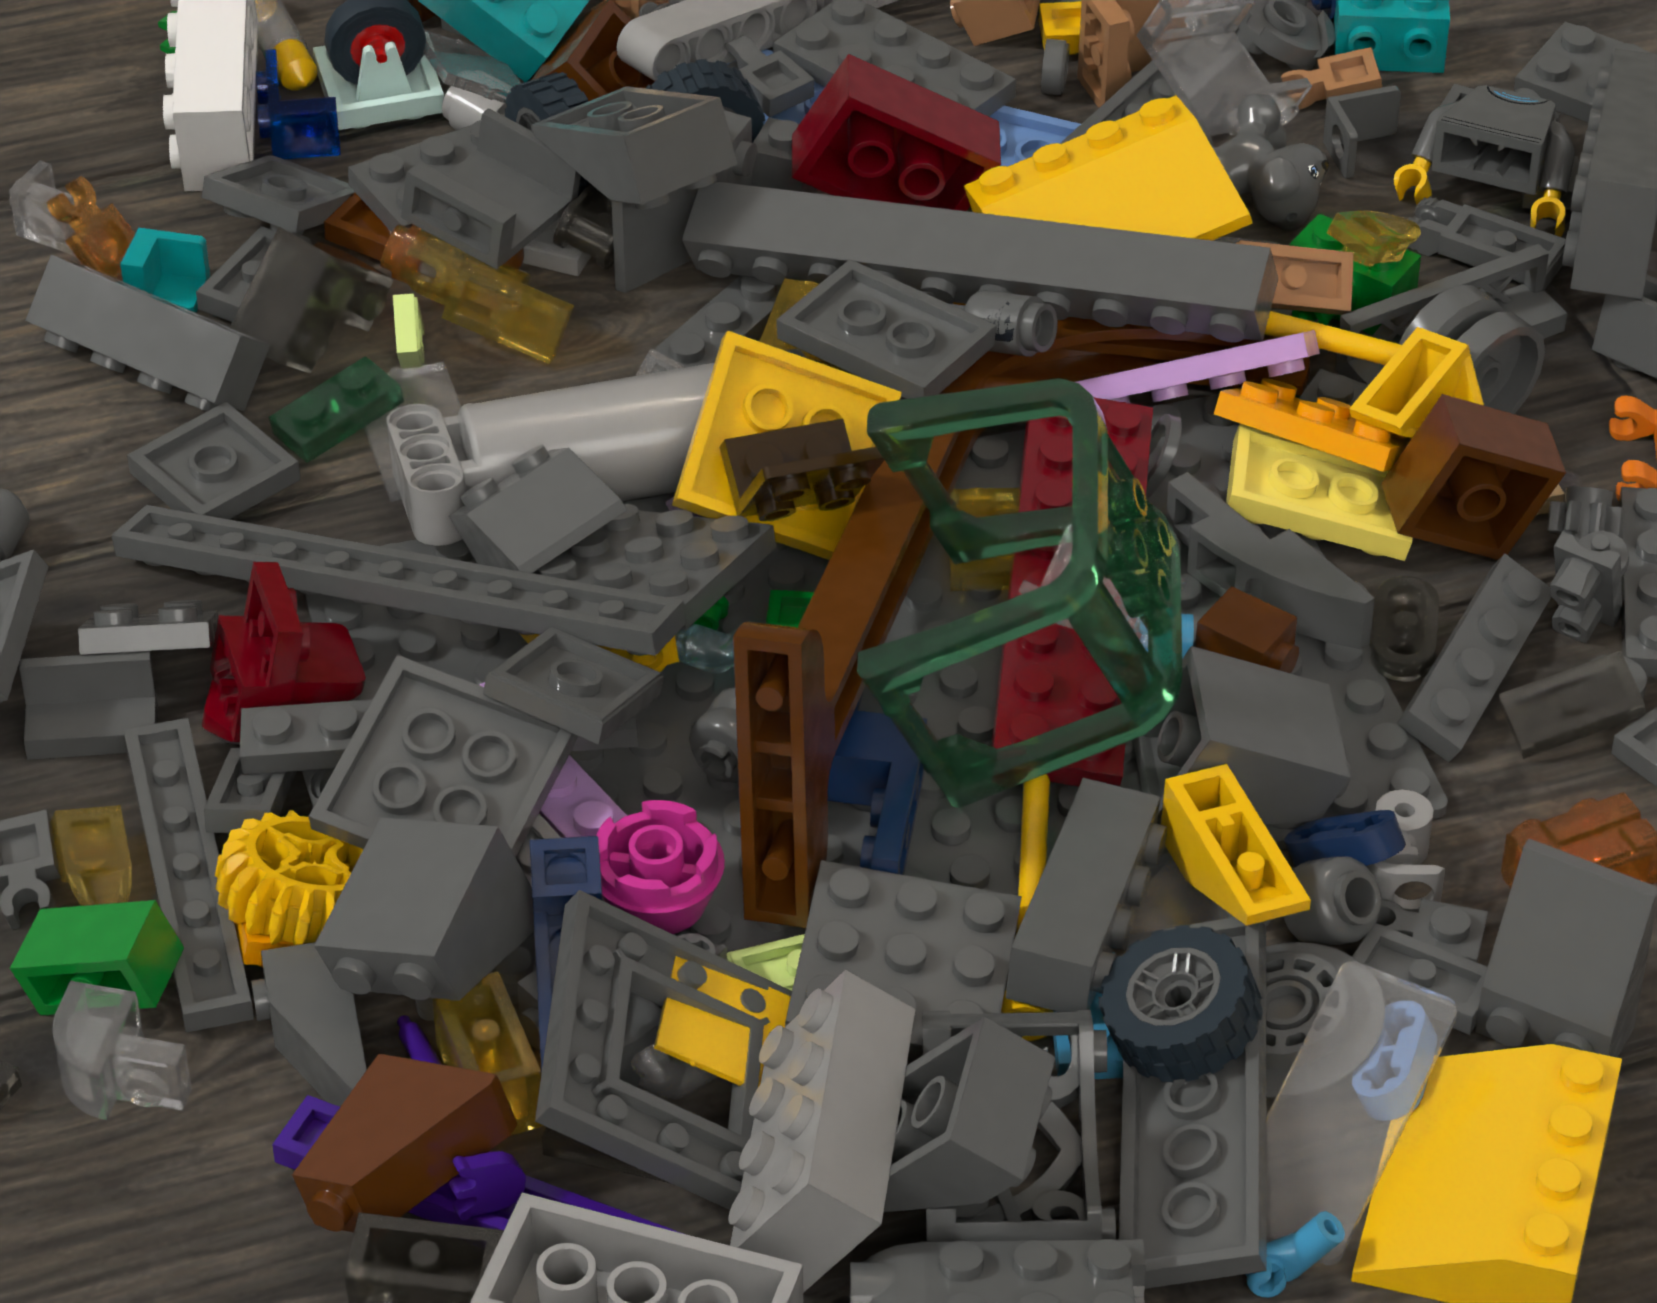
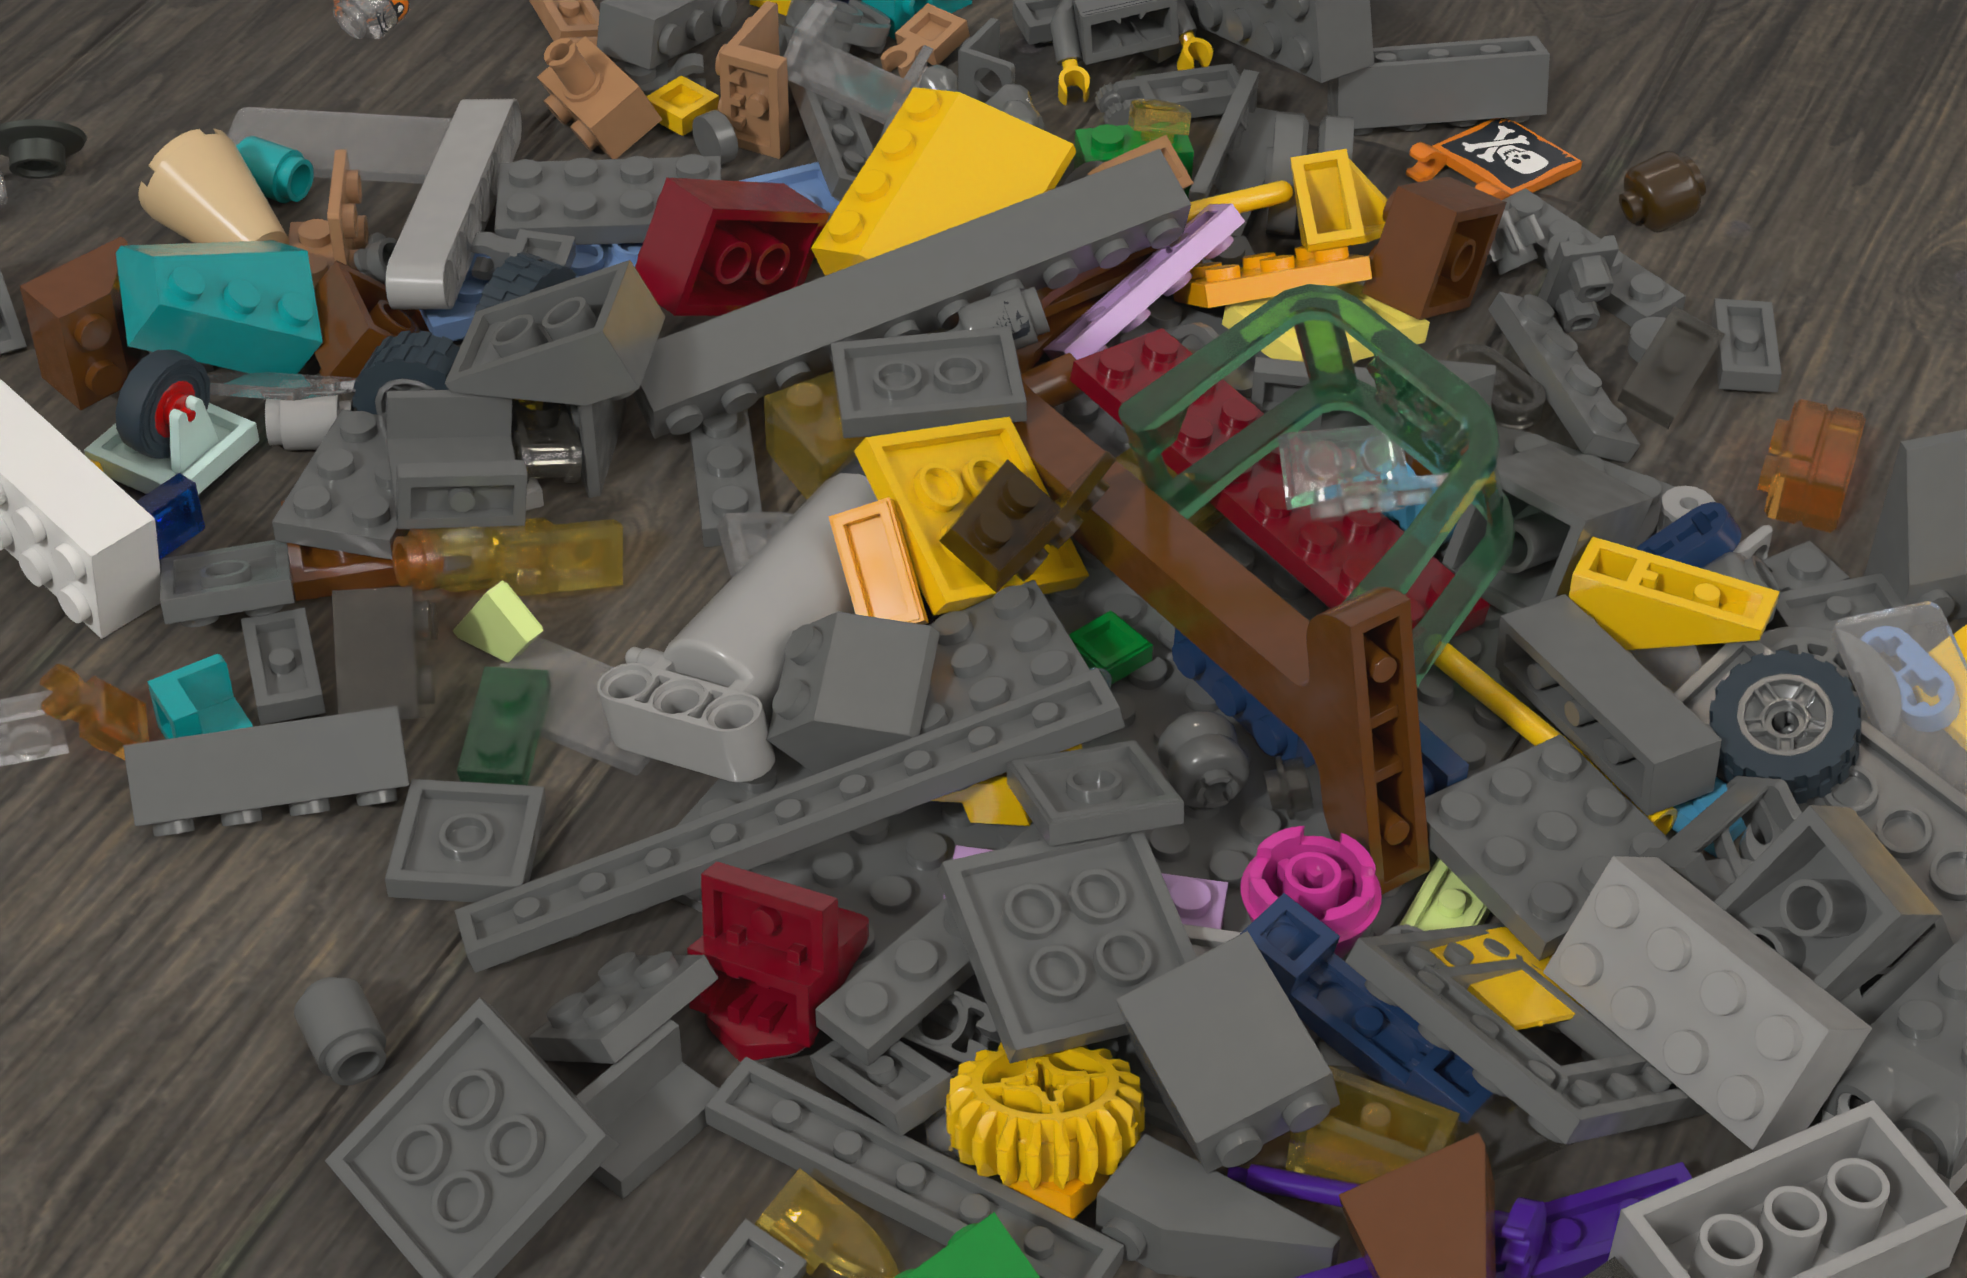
camera: 45 degrees left, 0 degrees up
(656, 442) = (878, 563): none -> light orange tile

